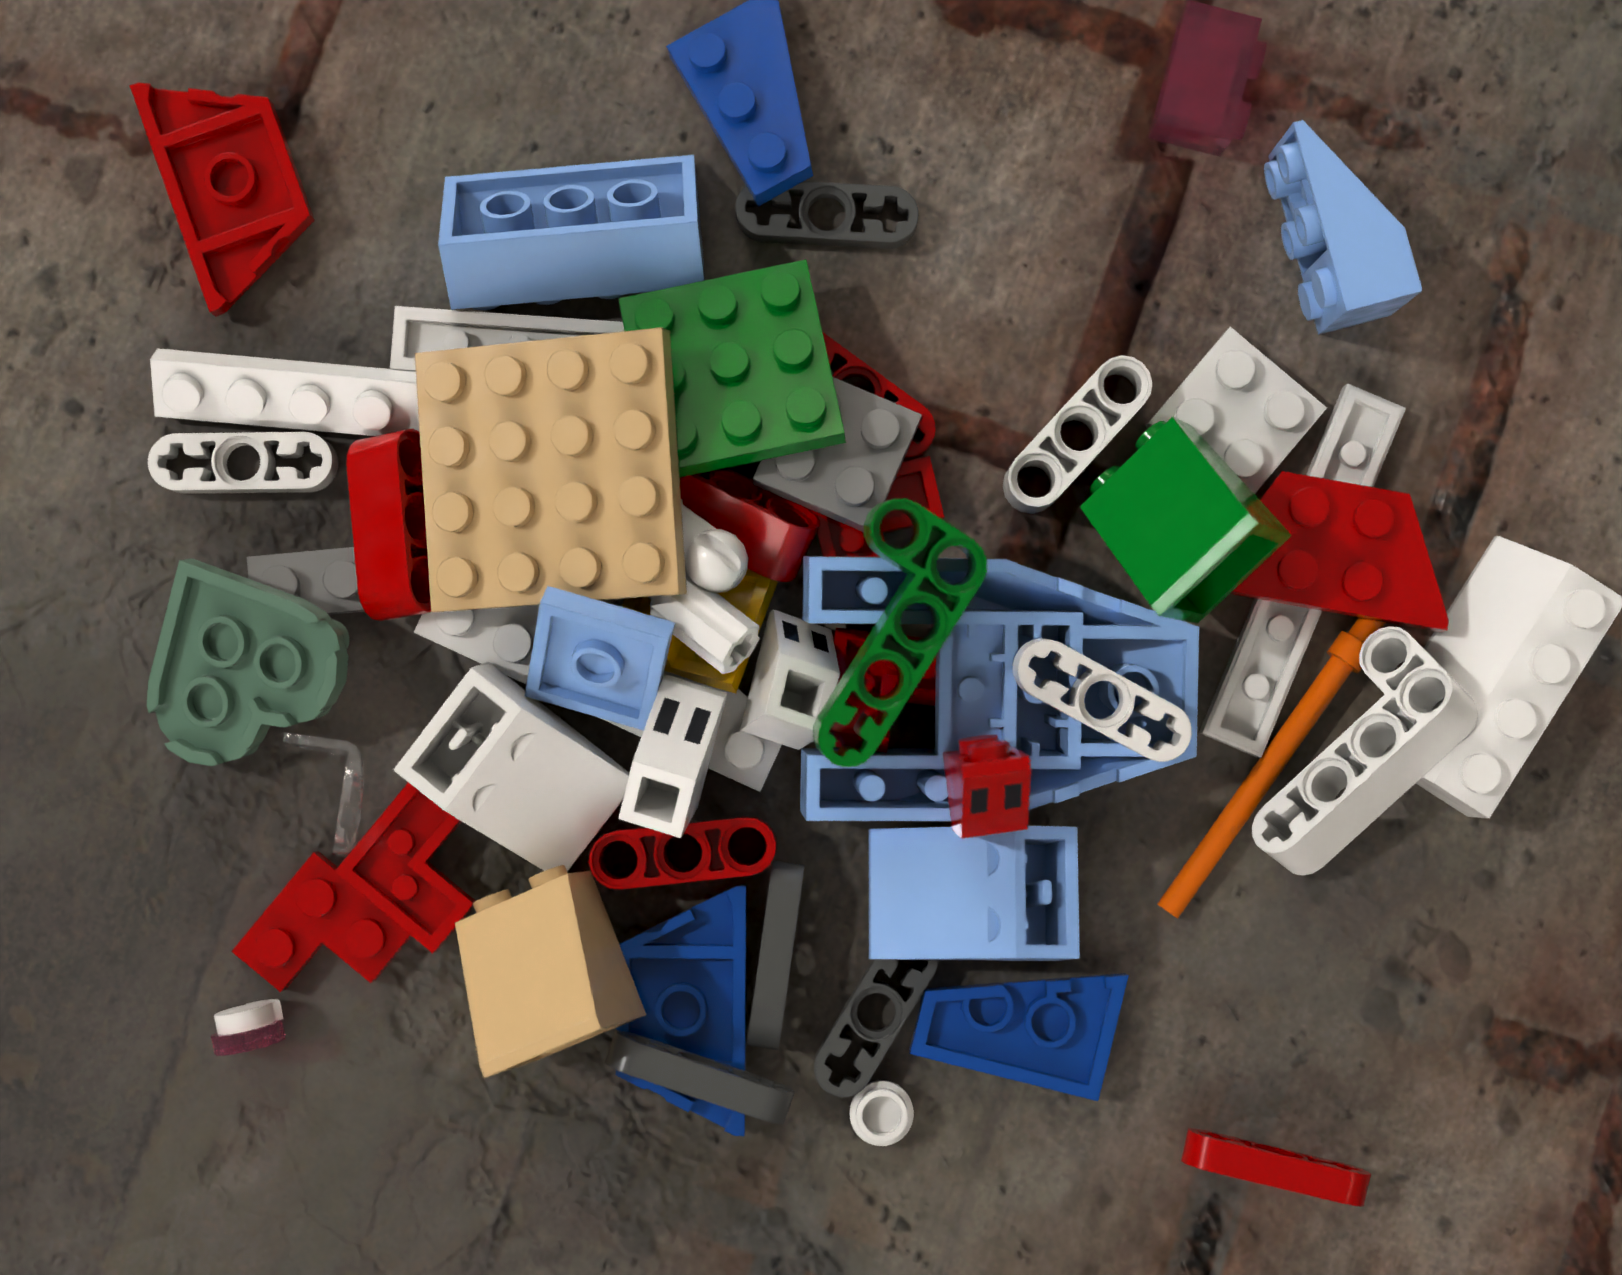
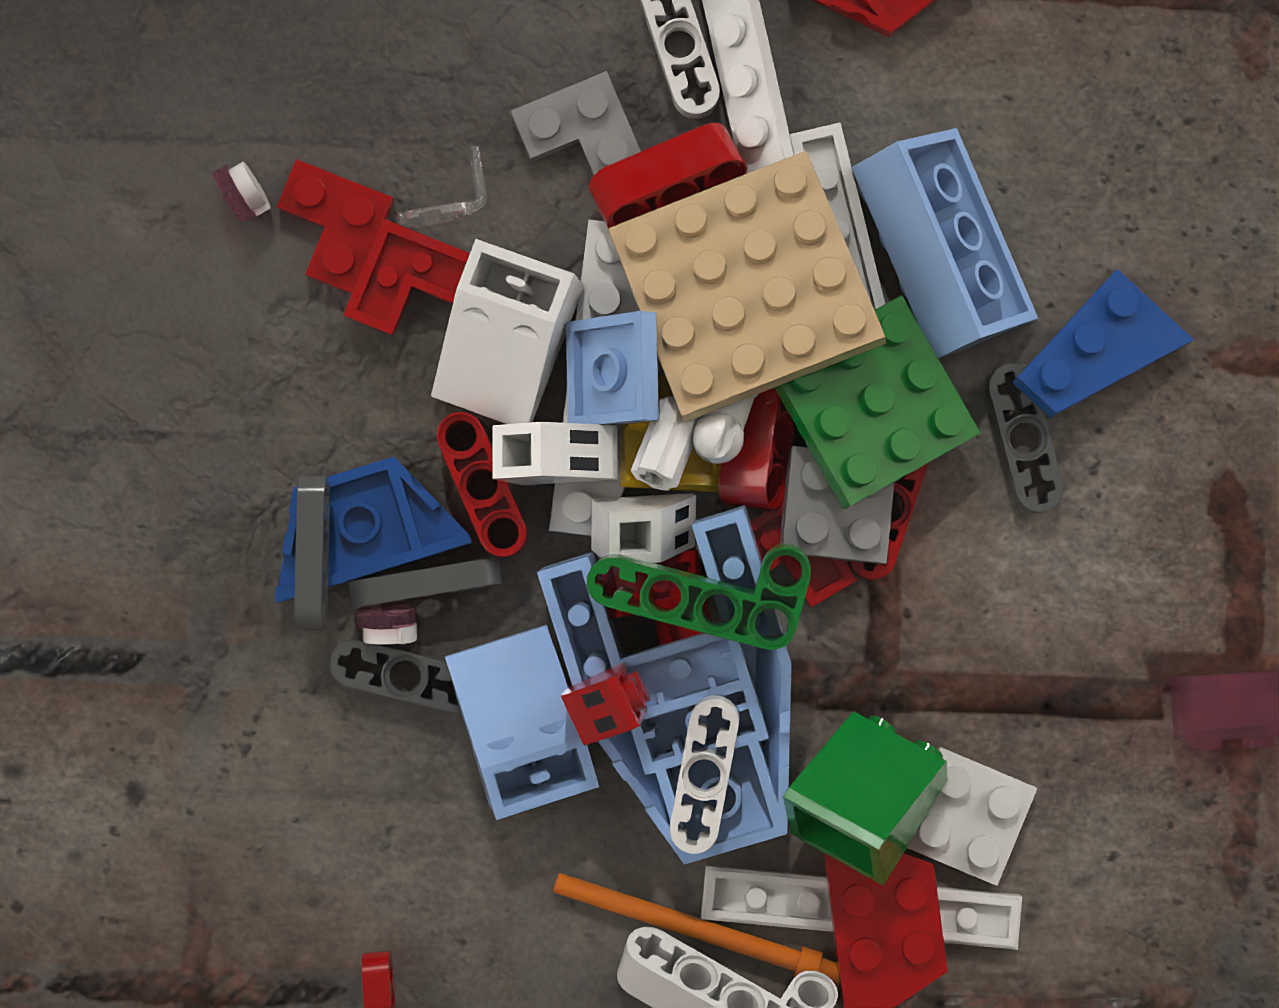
camera: 70 degrees right, 0 degrees up
(240, 662) = (521, 92): sand green plate -> none
(543, 970) = (356, 405): tan slope -> none
(810, 1013) = (387, 624): none -> clear pink piece
(881, 1113) = (327, 705): white plate -> none
(1025, 1031) = (427, 799): blue wing -> none
(1093, 409) = (936, 696): white beam -> none
(1343, 237) = (1134, 855): light blue slope -> none

